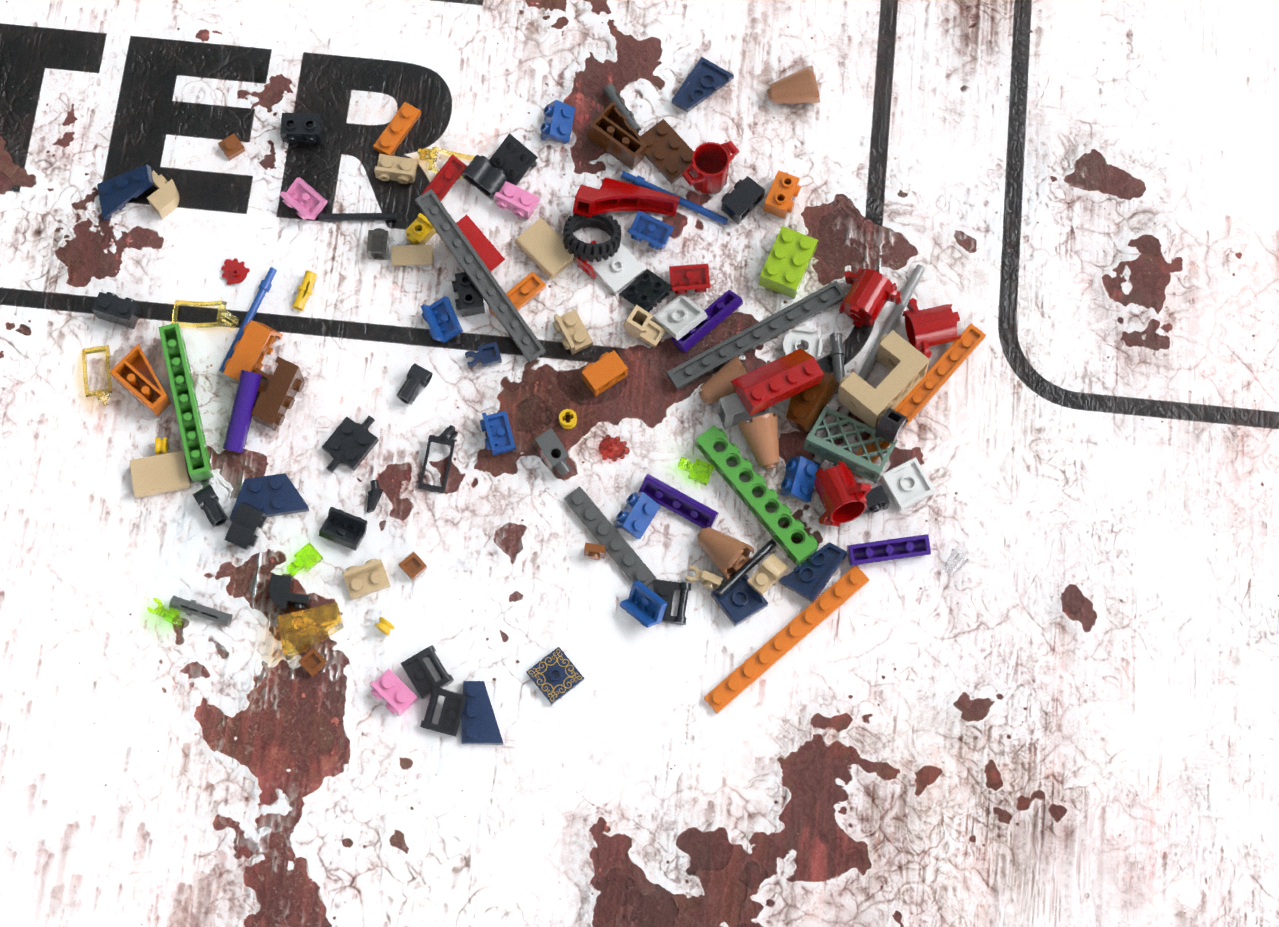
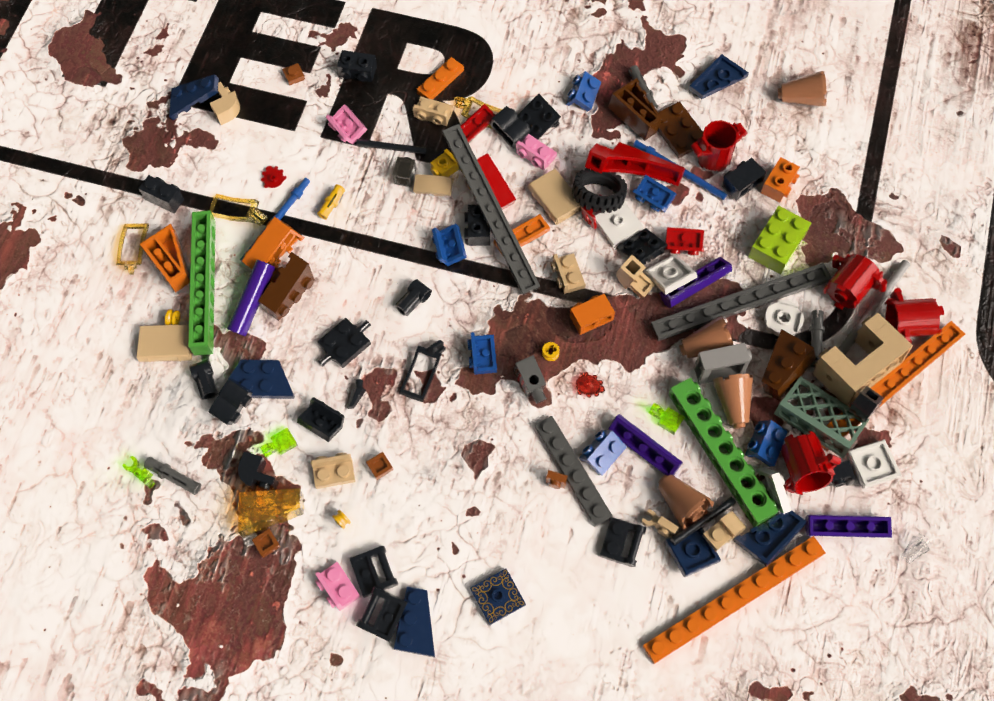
camera: 15 degrees right, 5 degrees down
(486, 354) = (485, 282): dark blue plate -> none
(644, 605) = (597, 541): blue bracket -> none
(777, 381) = (759, 344): red slope -> none
(813, 524) = (776, 489): none -> white wing

